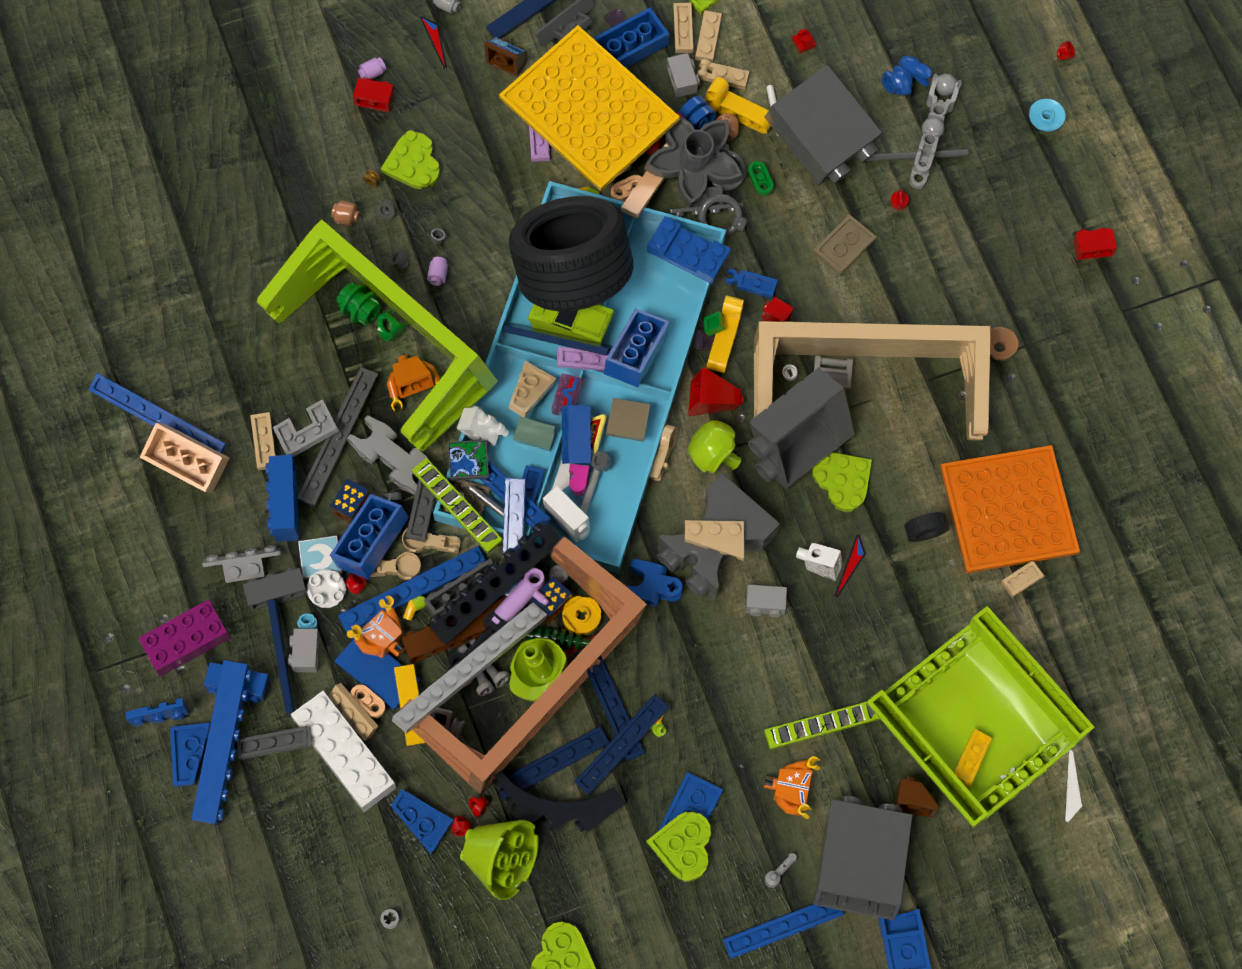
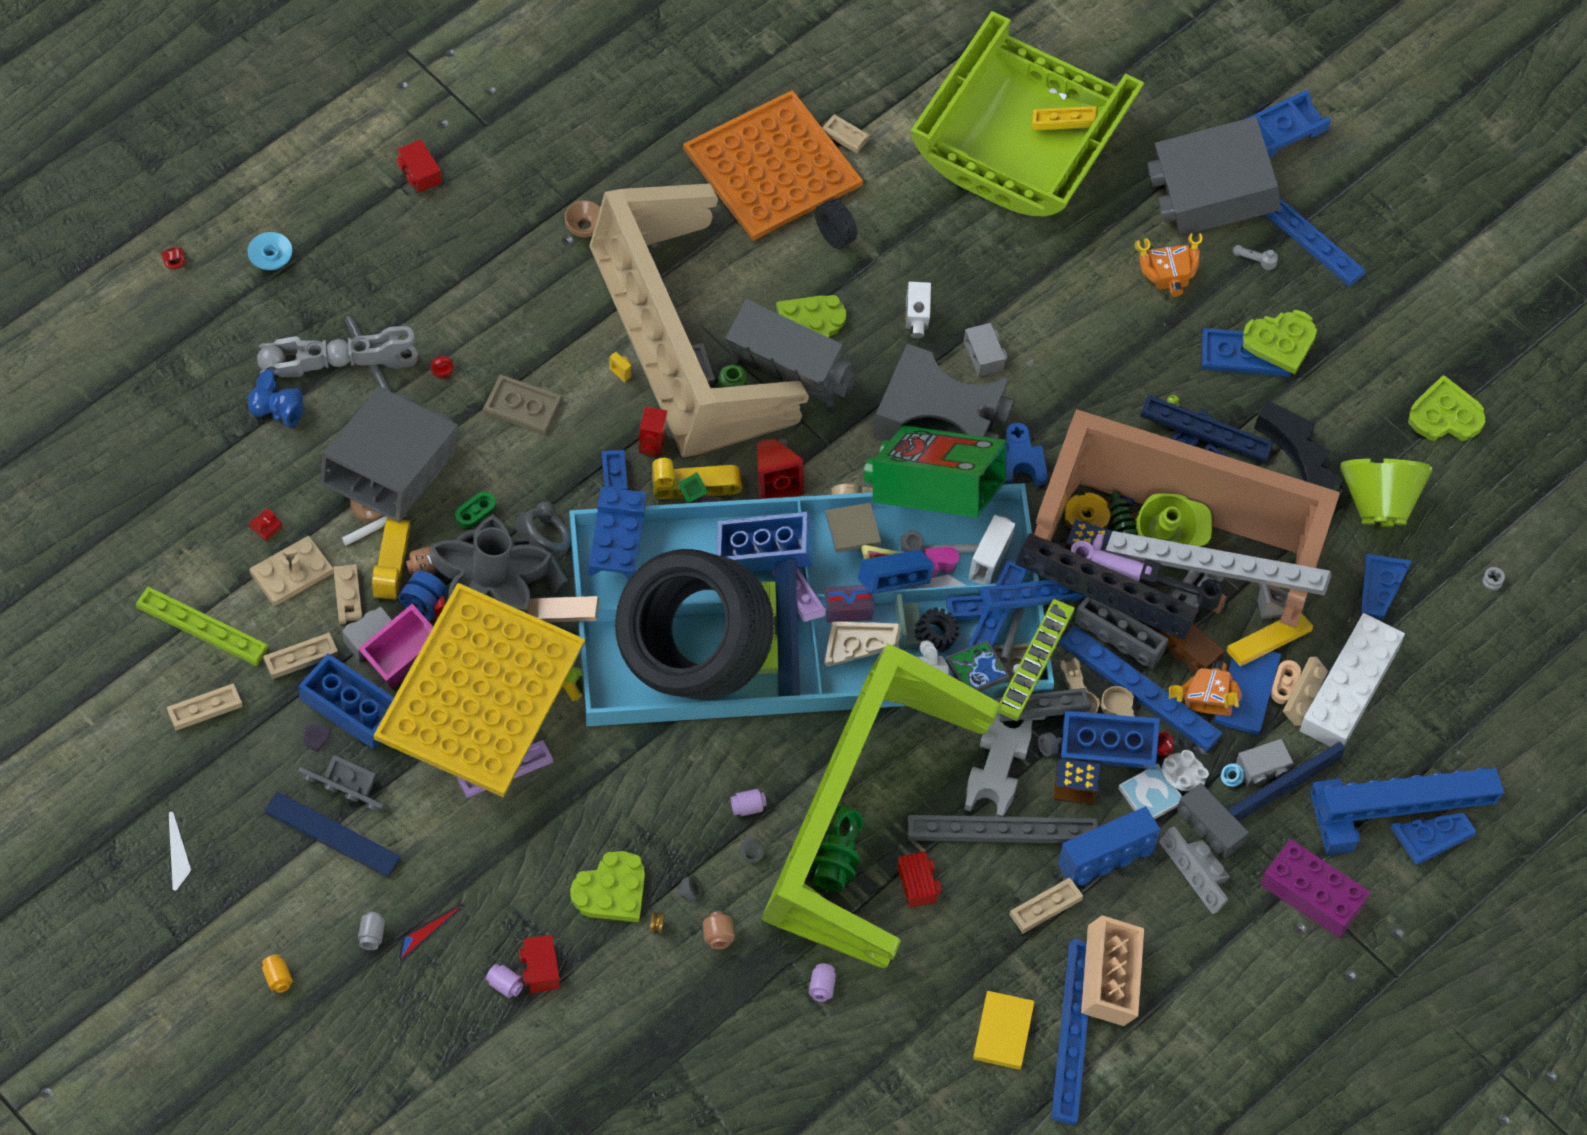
camera: 115 degrees left, 10 degrees down
(158, 715) = (1407, 874): blue wing -> none
(183, 373) = (1003, 1030): none -> yellow tile
(272, 264) = (822, 982): none -> lavender brick
(274, 742) = (1379, 741): dark grey tile -> none
(321, 428) = (1007, 842): light grey plate -> none
(323, 360) = (918, 879): none -> red brick
(410, 377) = (898, 776): orange torso -> none
(413, 606) = (1159, 676): arm -> none
(435, 233) = (705, 817): dark grey hinge -> none
(460, 828) = (1368, 545): red tile -> none
(480, 806) = (1339, 536): red tile -> none
(505, 55) = (423, 831): reddish brown slope -> none
(506, 450) = (943, 621): none -> black tyre
(646, 493) = (937, 471): none -> green brick
(660, 79) = (397, 645): none -> dark pink piece
(708, 36) = (299, 627): tan plate -> none
(713, 446) = (844, 438): lime piece -> none
(717, 535) = (951, 392): tan wing -> none
(758, 46) = (291, 571): none -> tan plate
(819, 725) = (1088, 263): tile -> none
(852, 318) = (620, 366): none -> yellow plate
(855, 557) = (894, 289): sticker -> none
(914, 798) = (1131, 158): reddish brown slope -> none
(1073, 800) = (1051, 38): white sticker -> none

